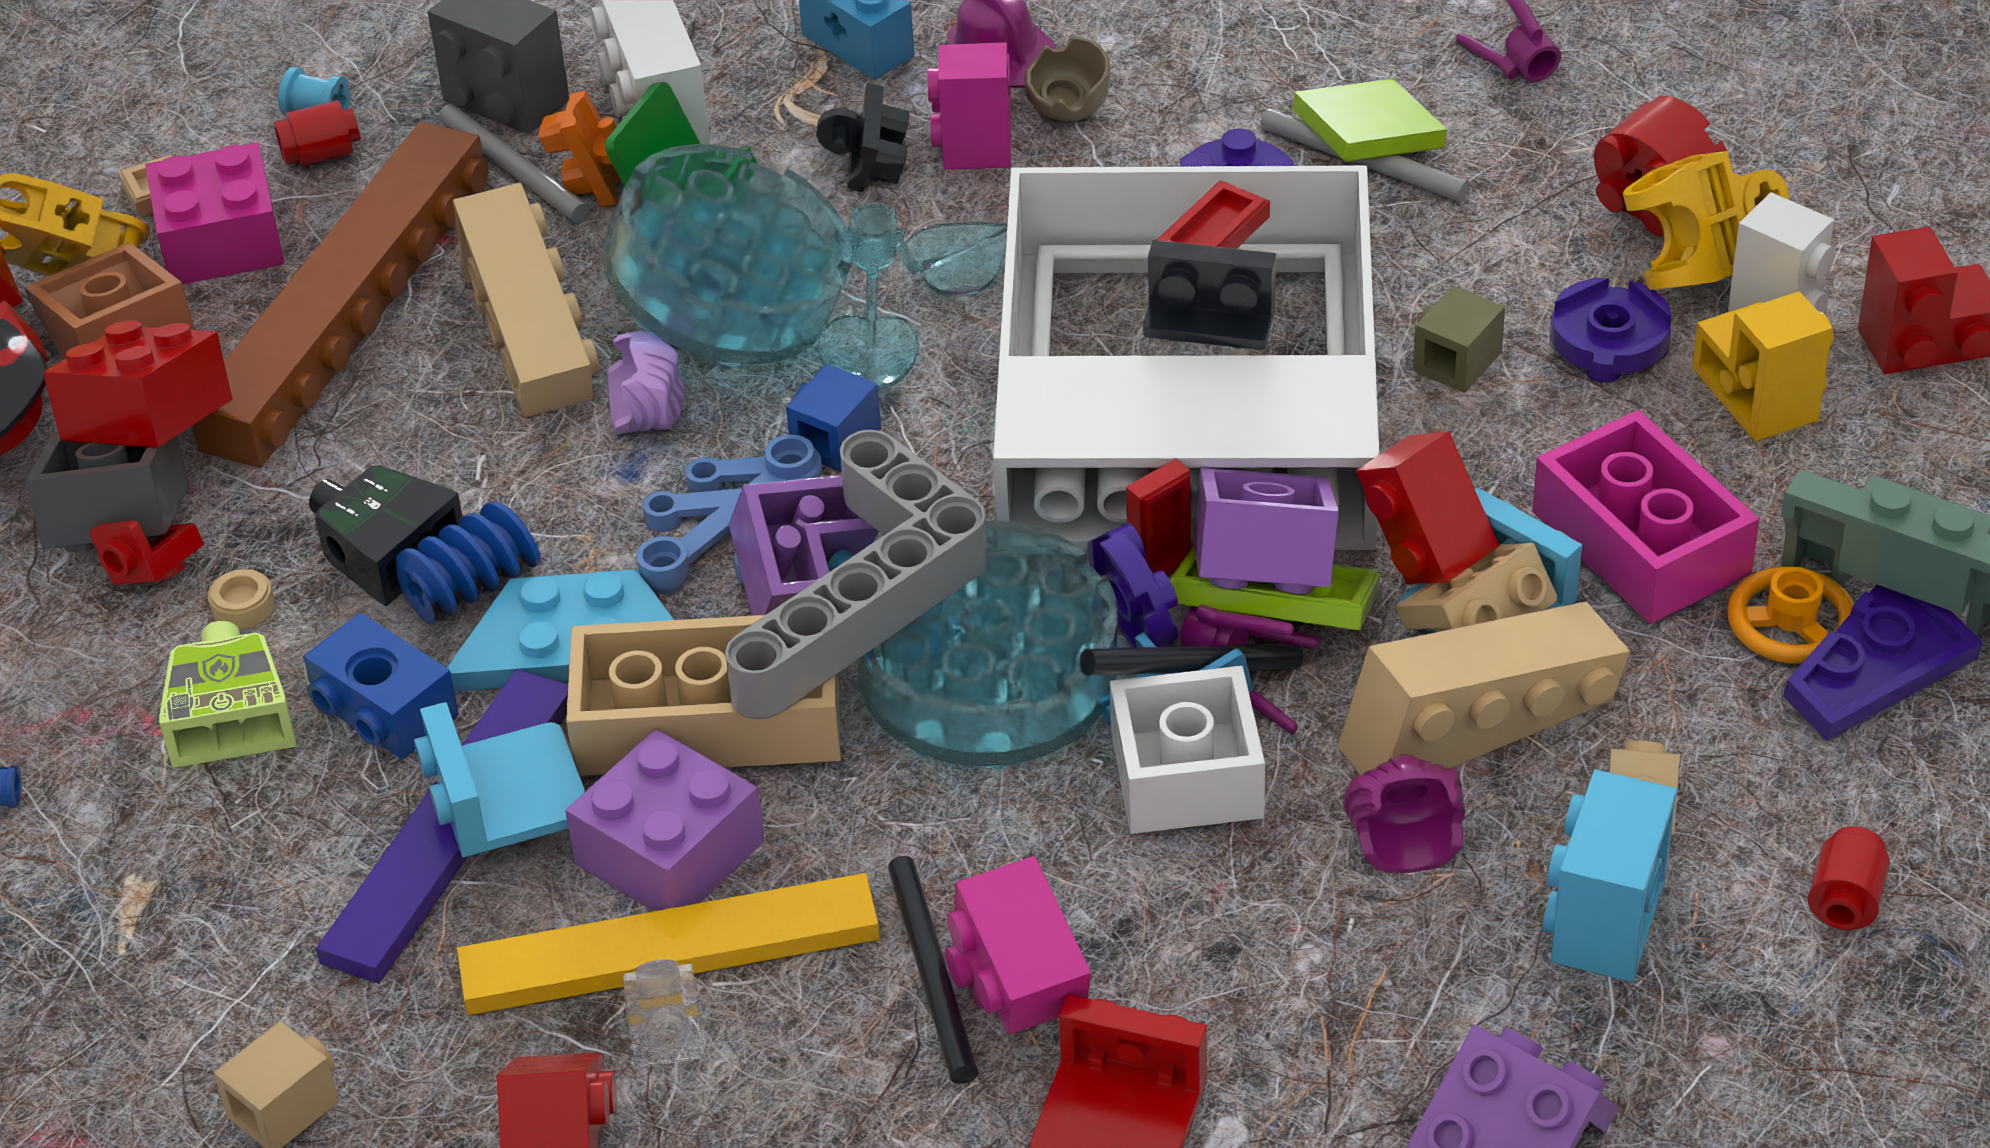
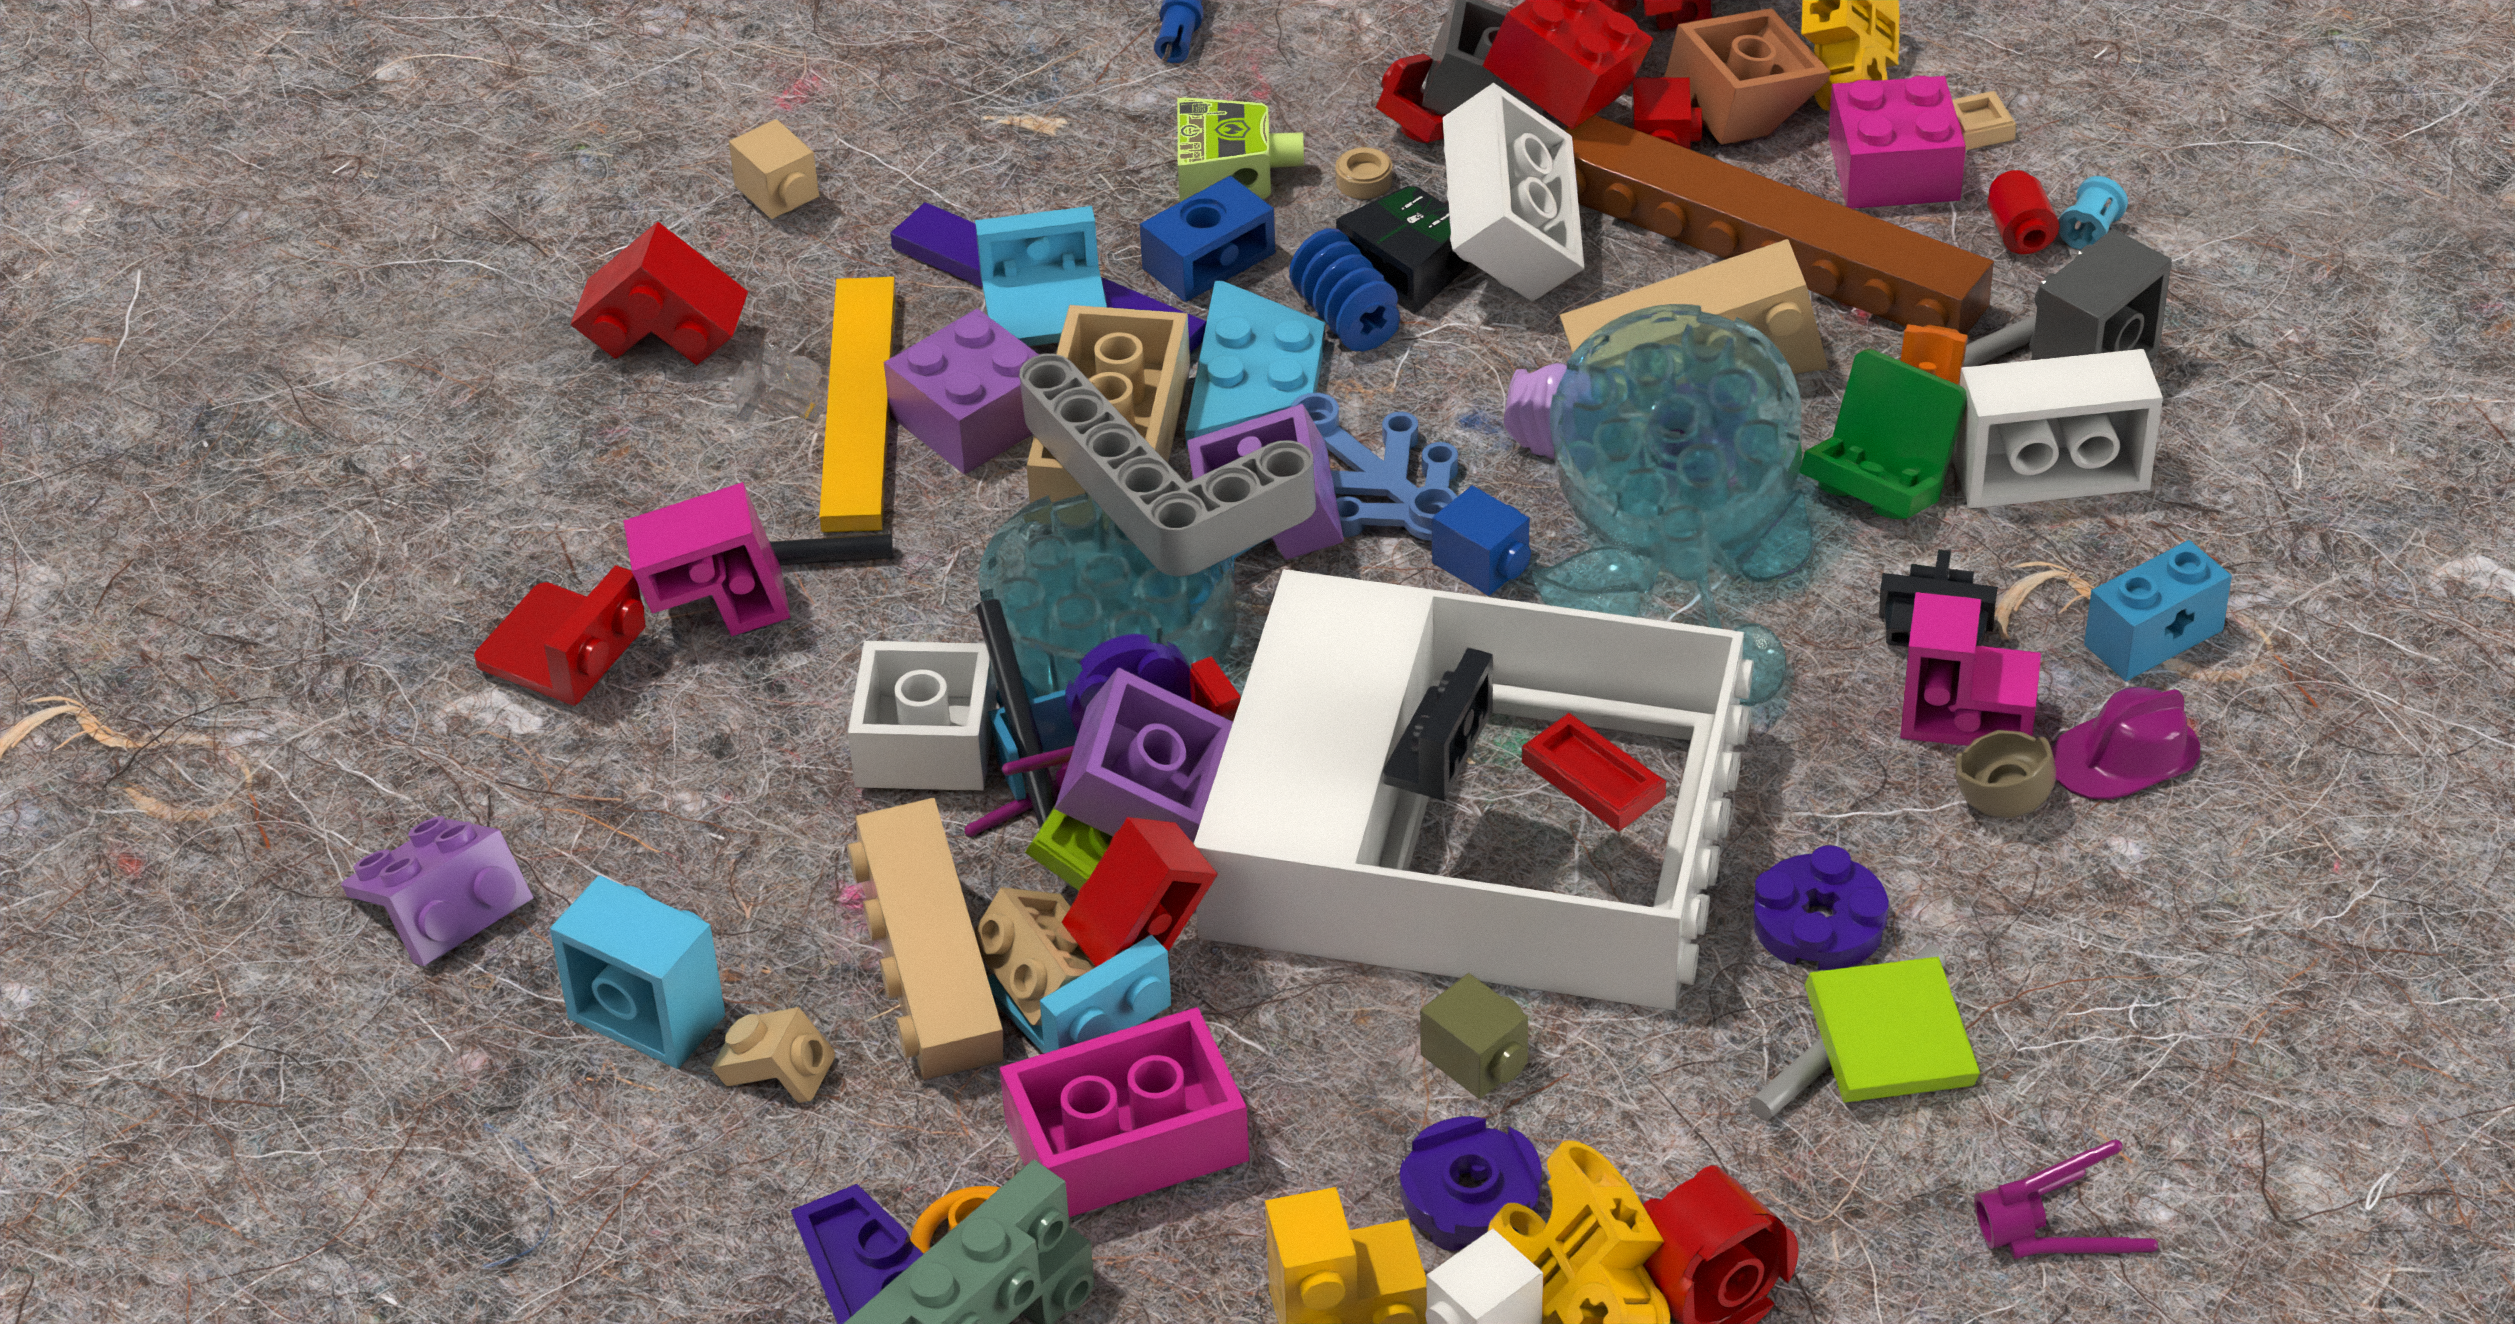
camera: 100 degrees right, 0 degrees up
(352, 420) = (1512, 193): none -> white brick
(1407, 814) = (800, 862): magenta hair -> none
(1849, 879) = (594, 1178): red brick -> none

